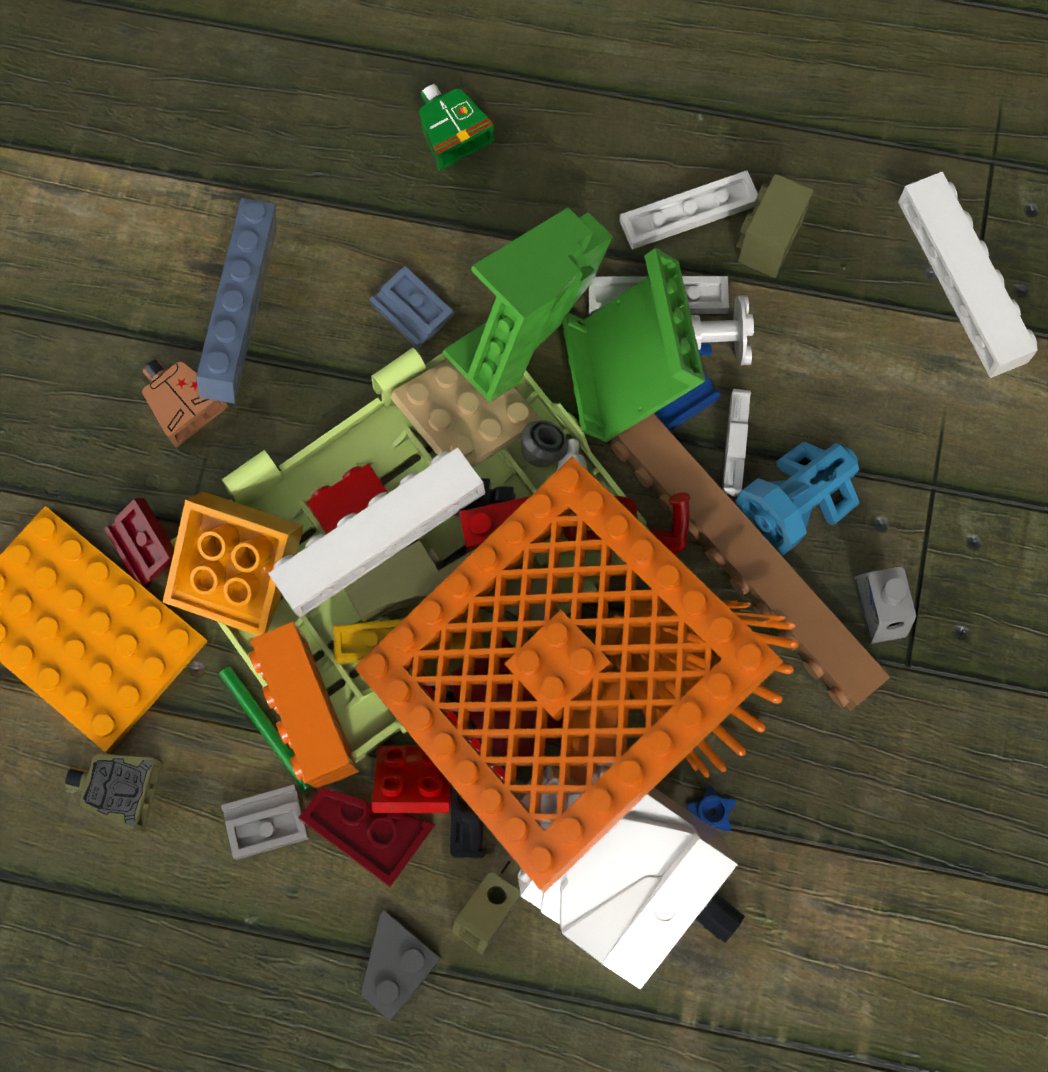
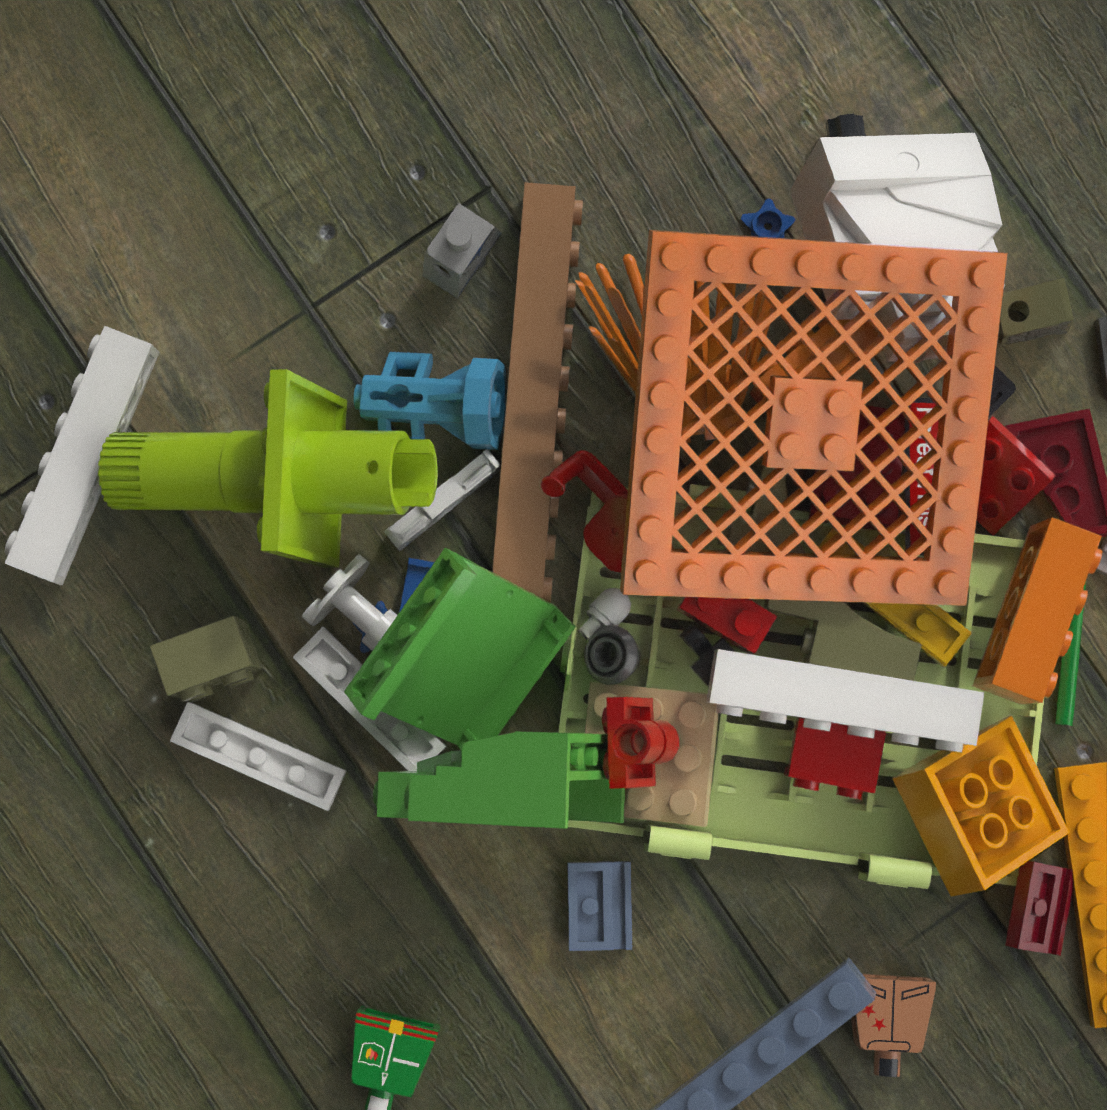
camera: 140 degrees left, 10 degrees up
(480, 390) = (635, 742): none -> red plate
(844, 360) = (294, 471): none -> lime piece

